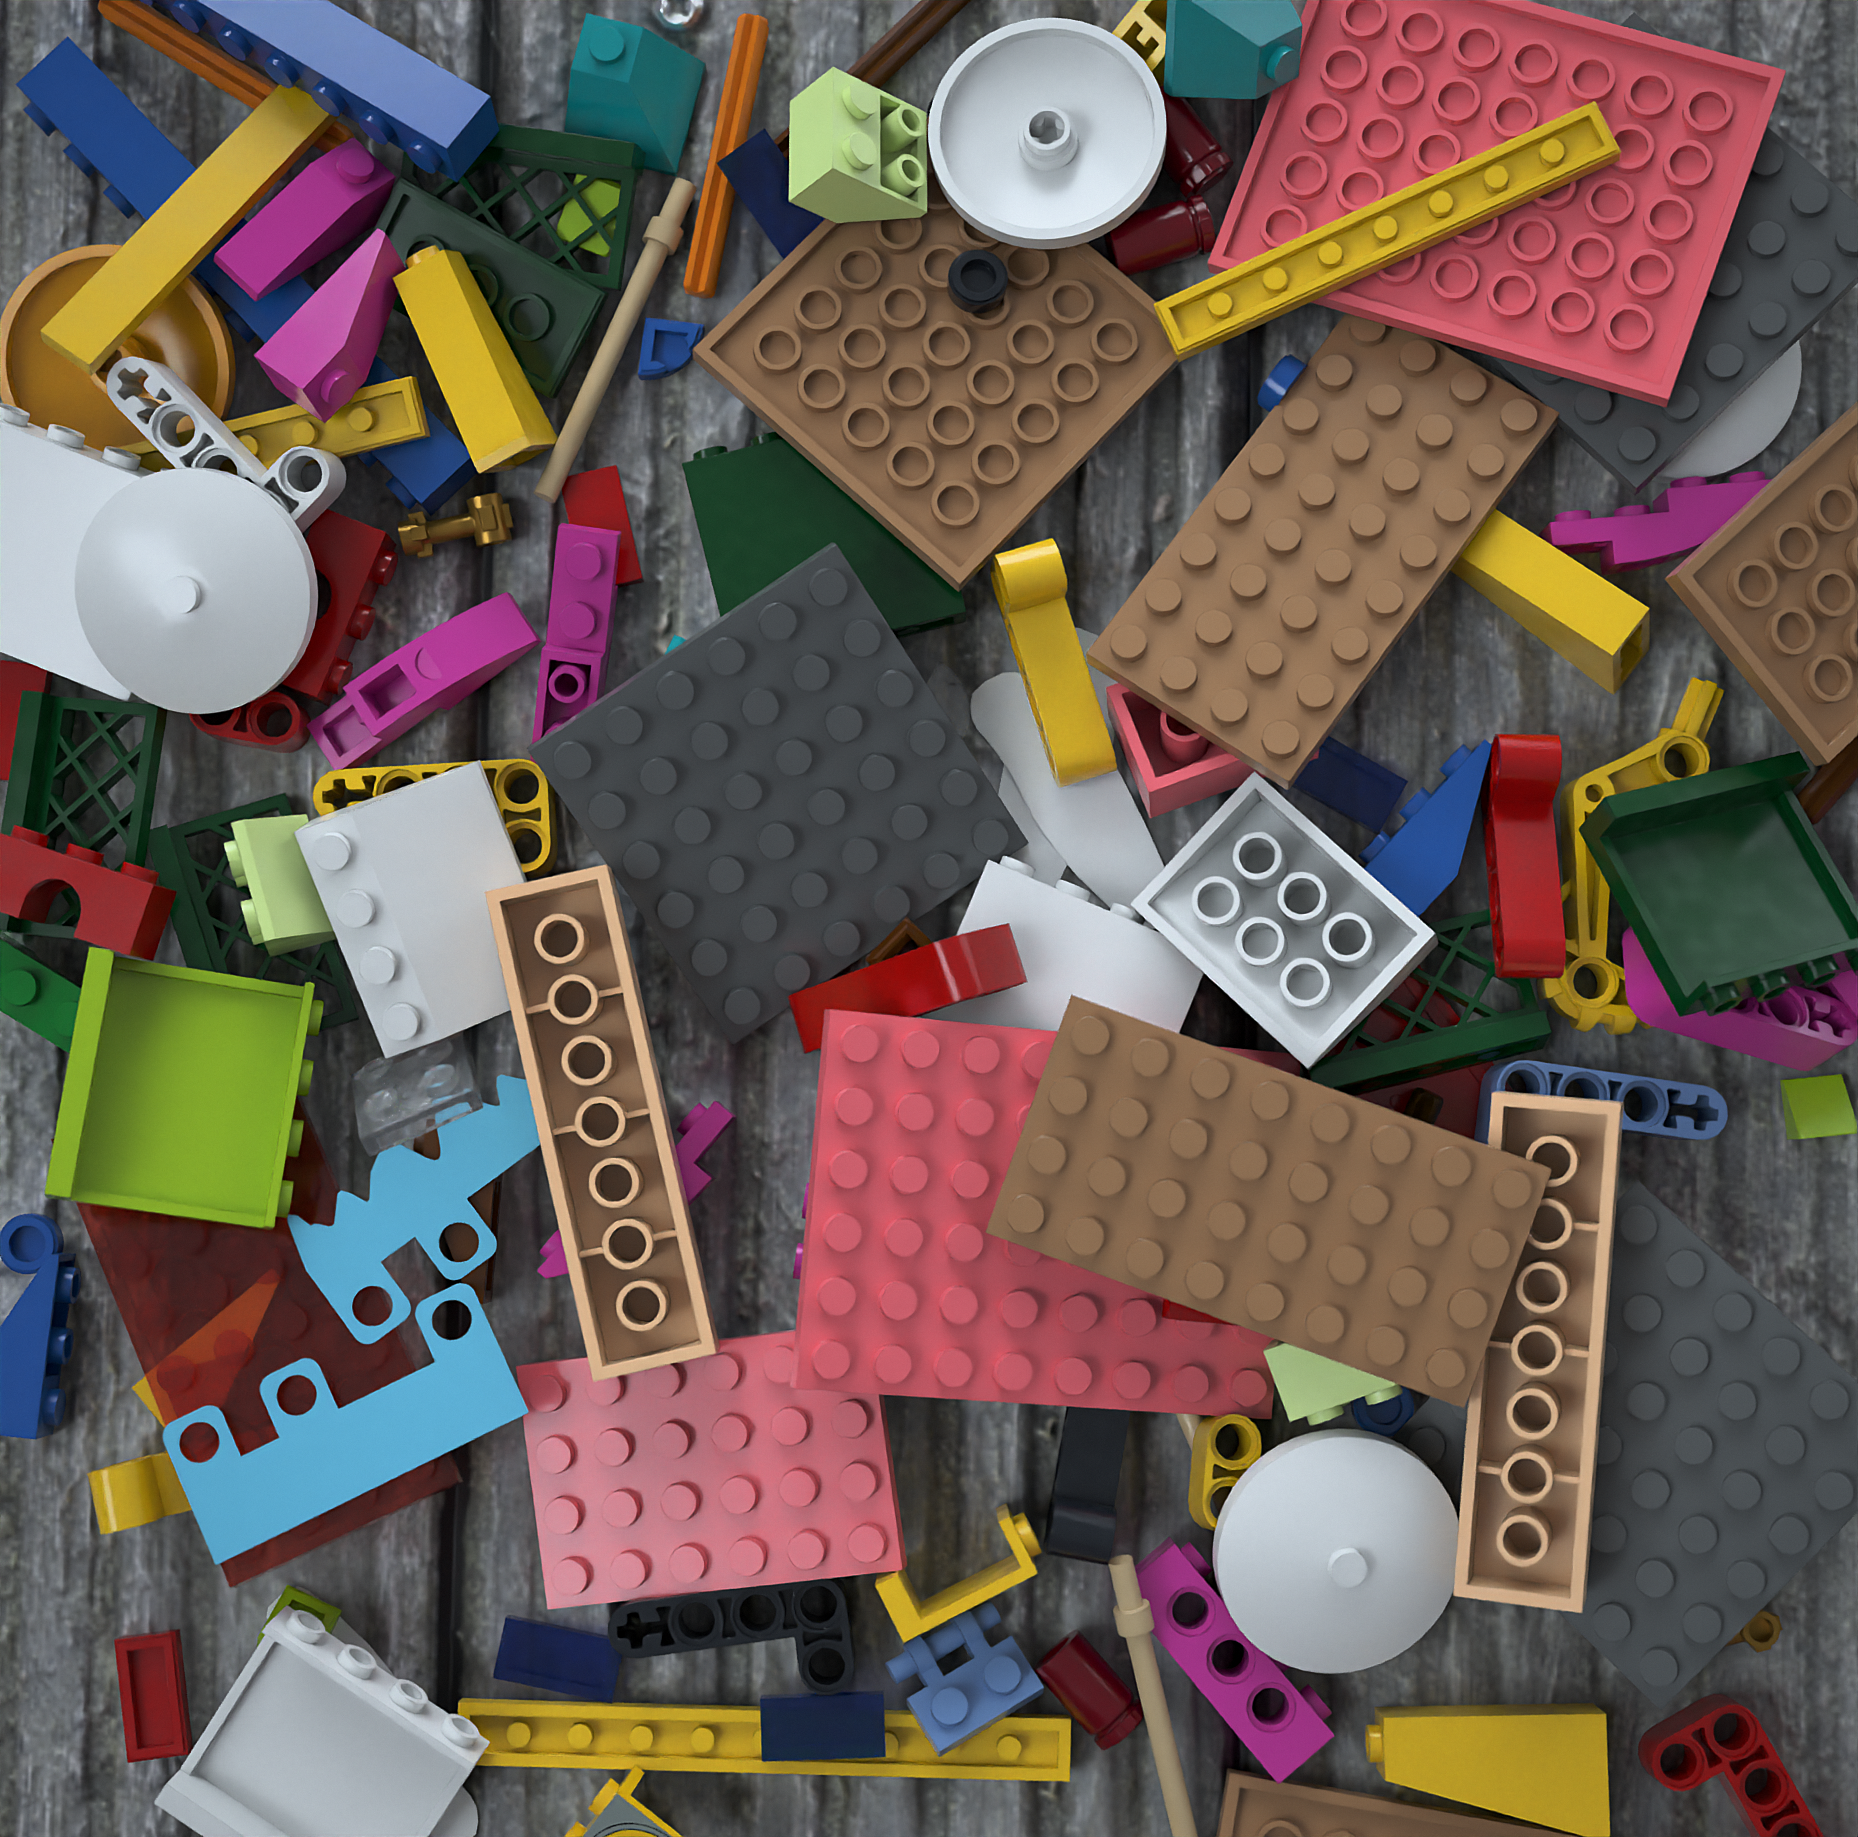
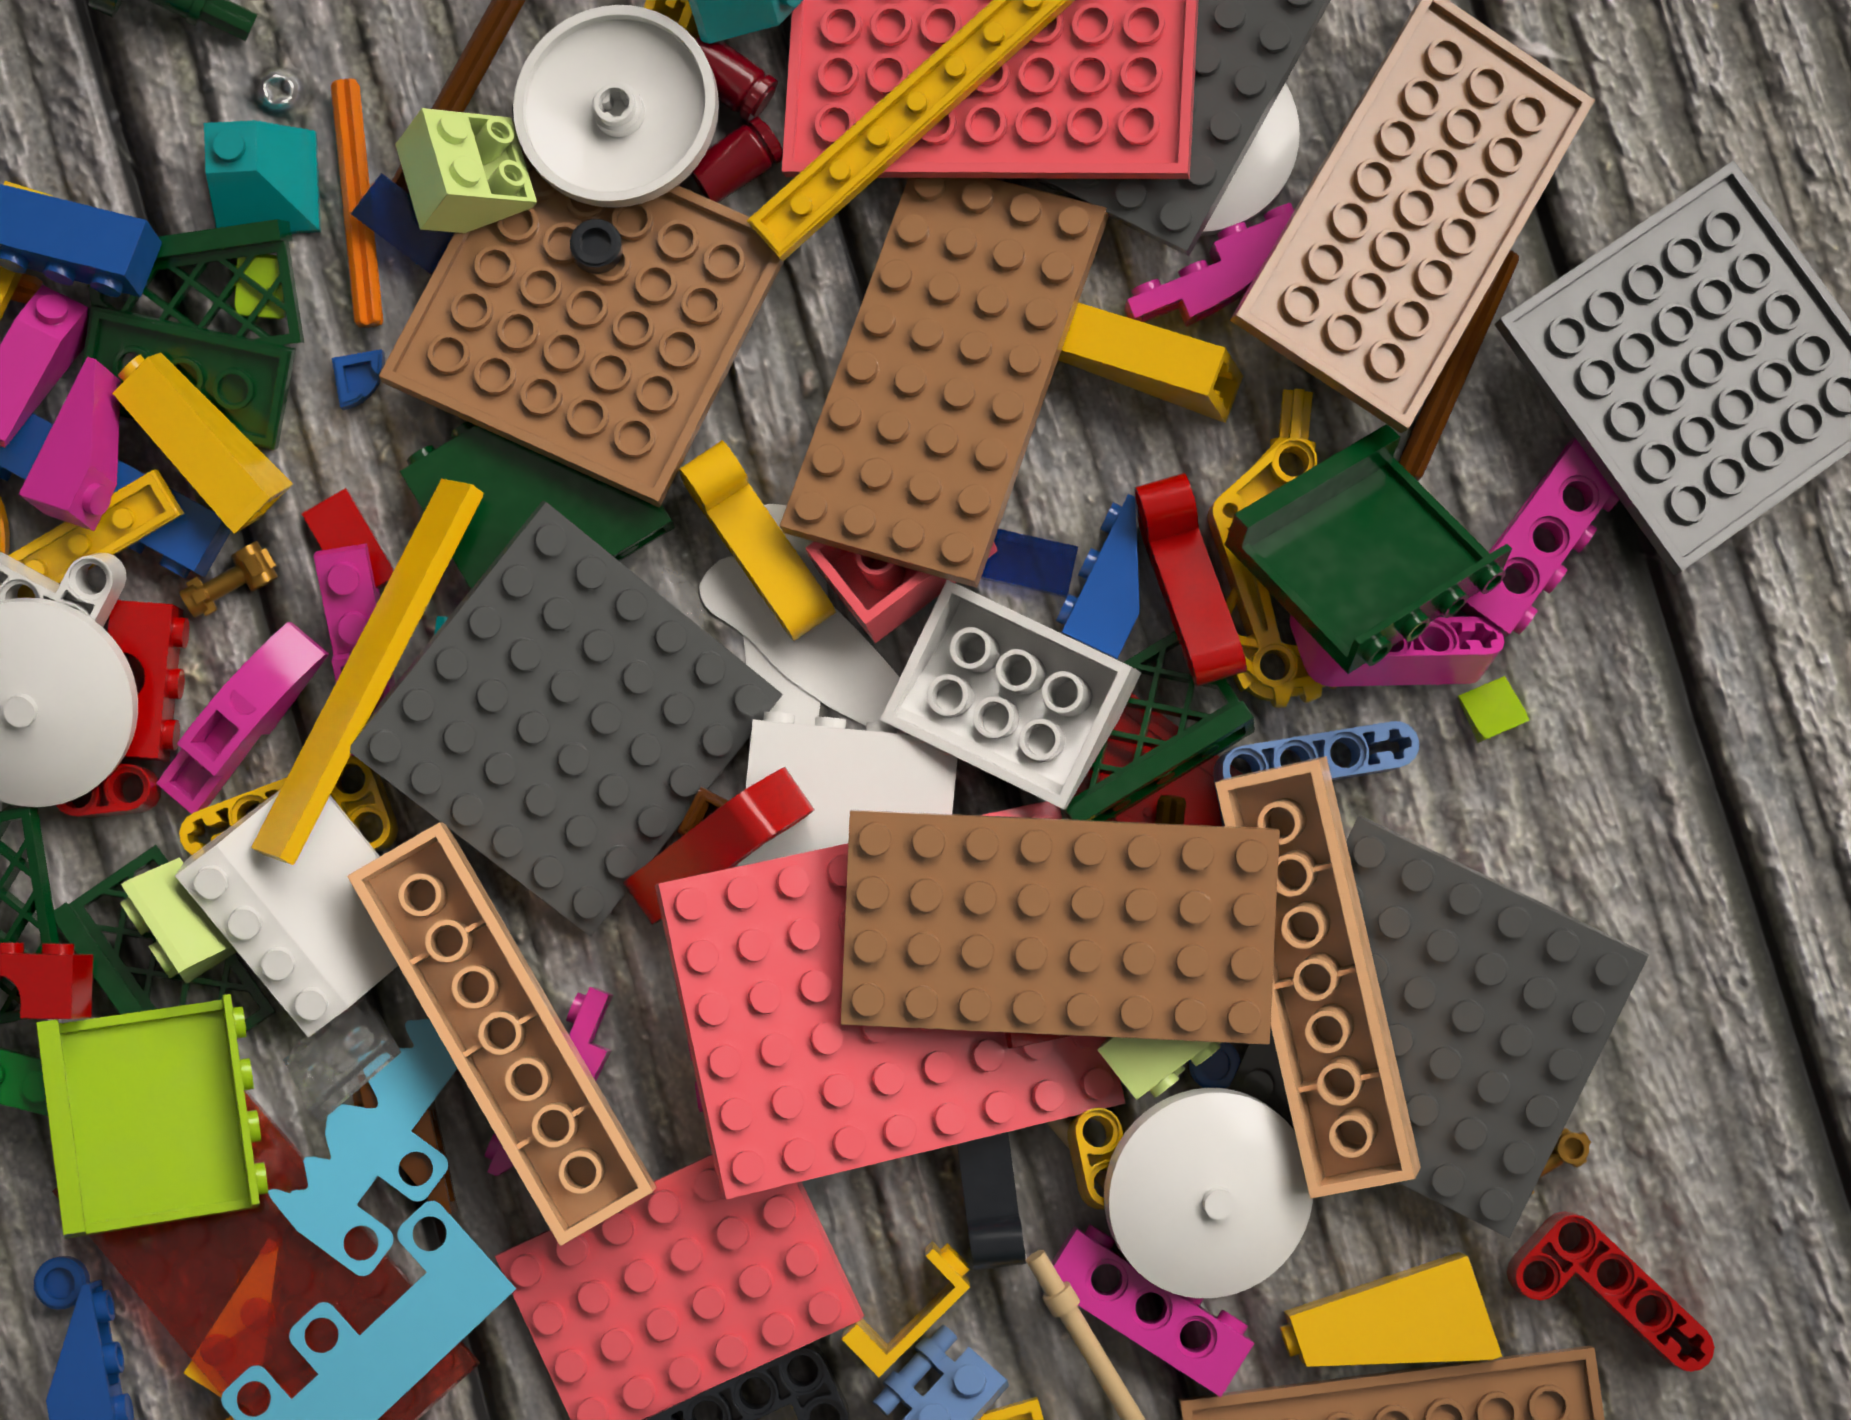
camera: 20 degrees left, 0 degrees up
(578, 672) = (367, 671): none -> yellow tile
(661, 240) = (324, 289): tan bar -> none
(1090, 1690) = (1046, 1370): dark red piece -> none
(1280, 381) = (871, 250): blue tile -> none

